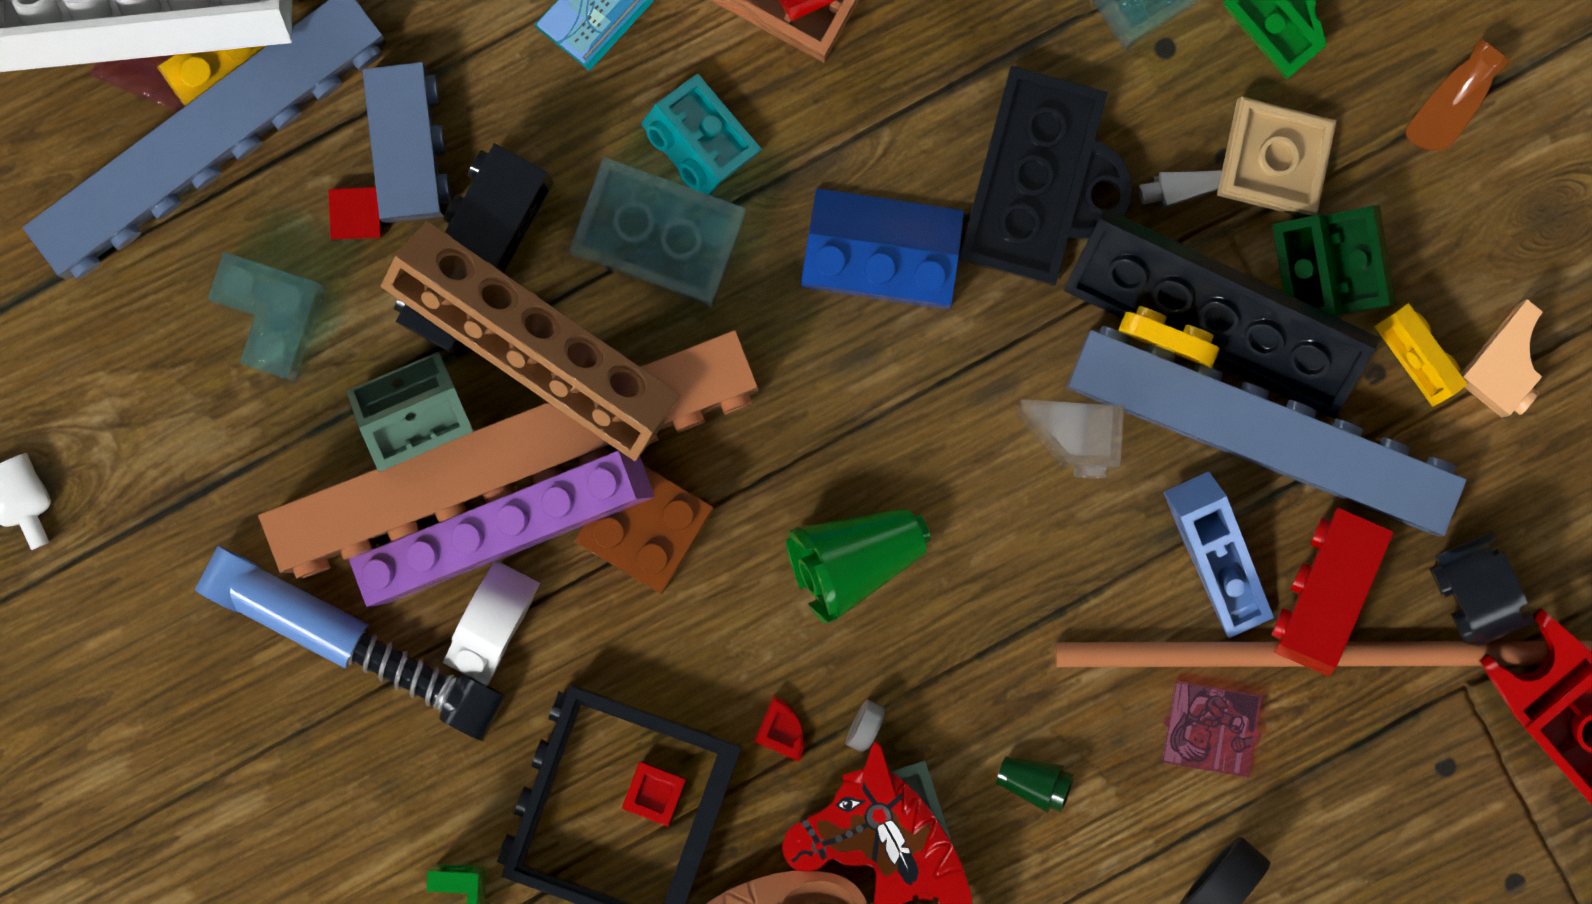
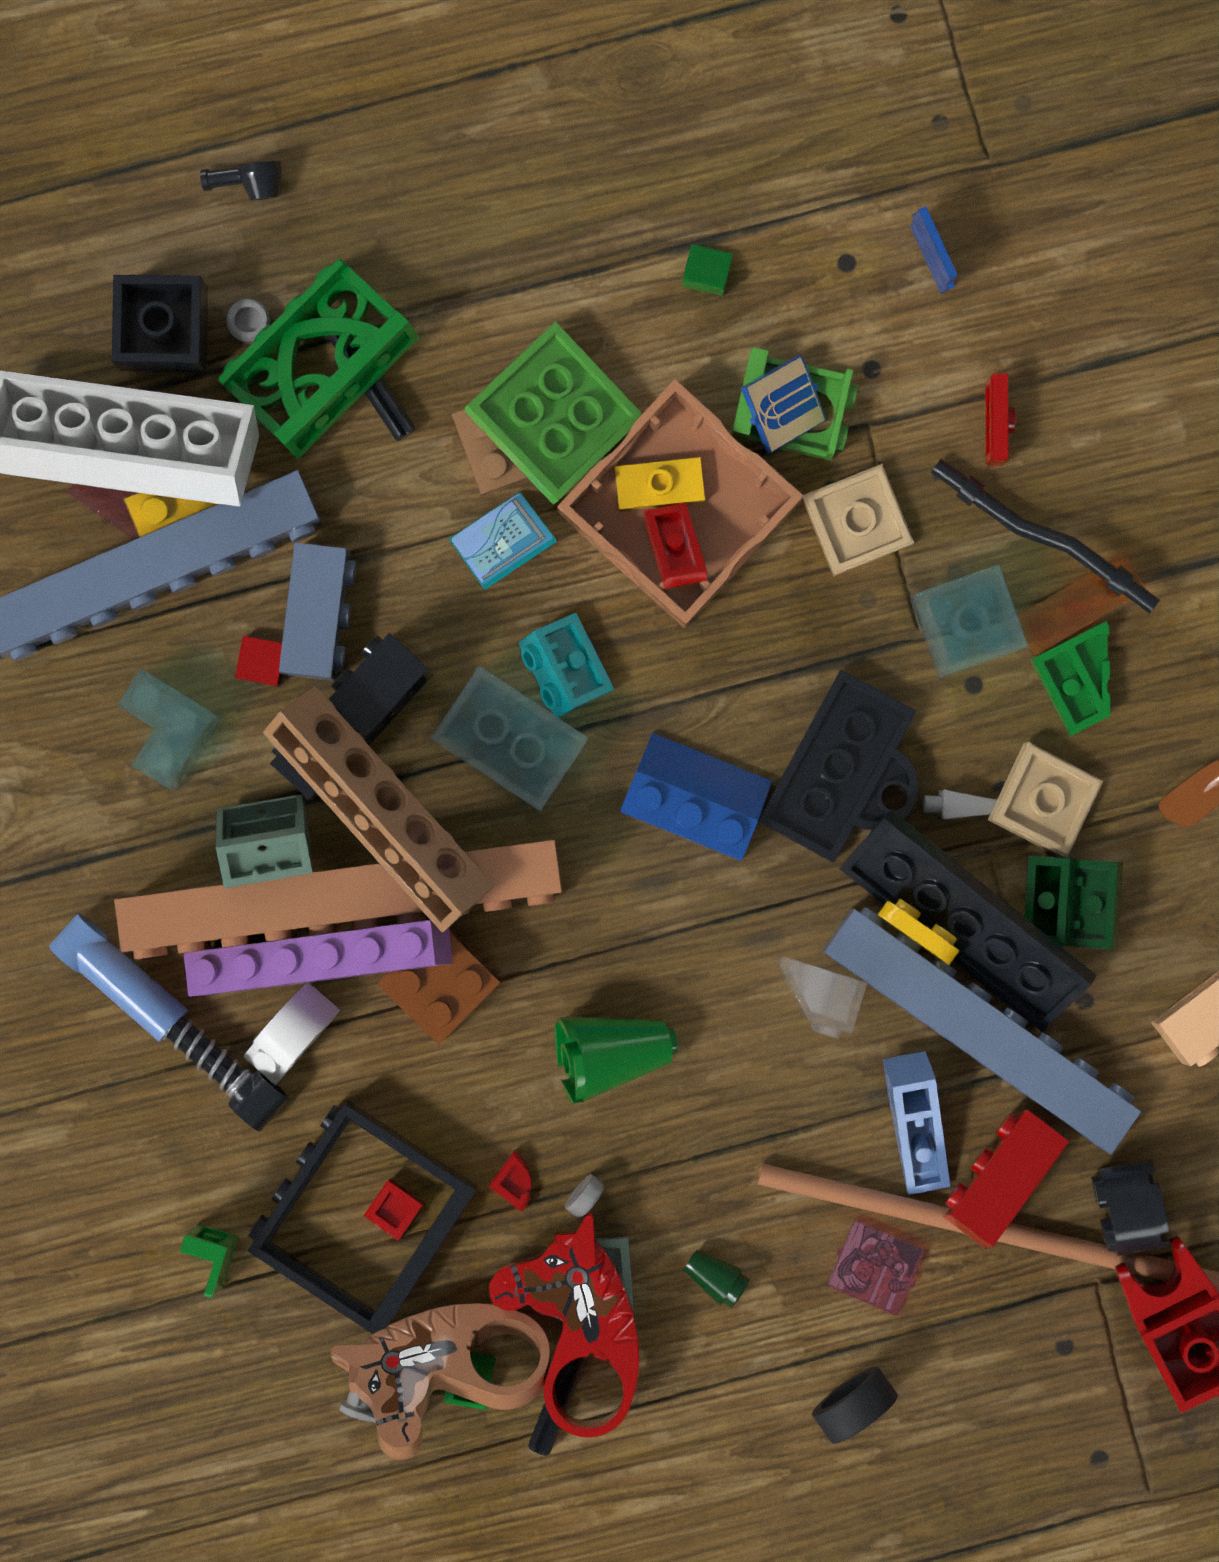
camera: 10 degrees right, 0 degrees up
(1420, 354) = (1127, 996): yellow plate -> none

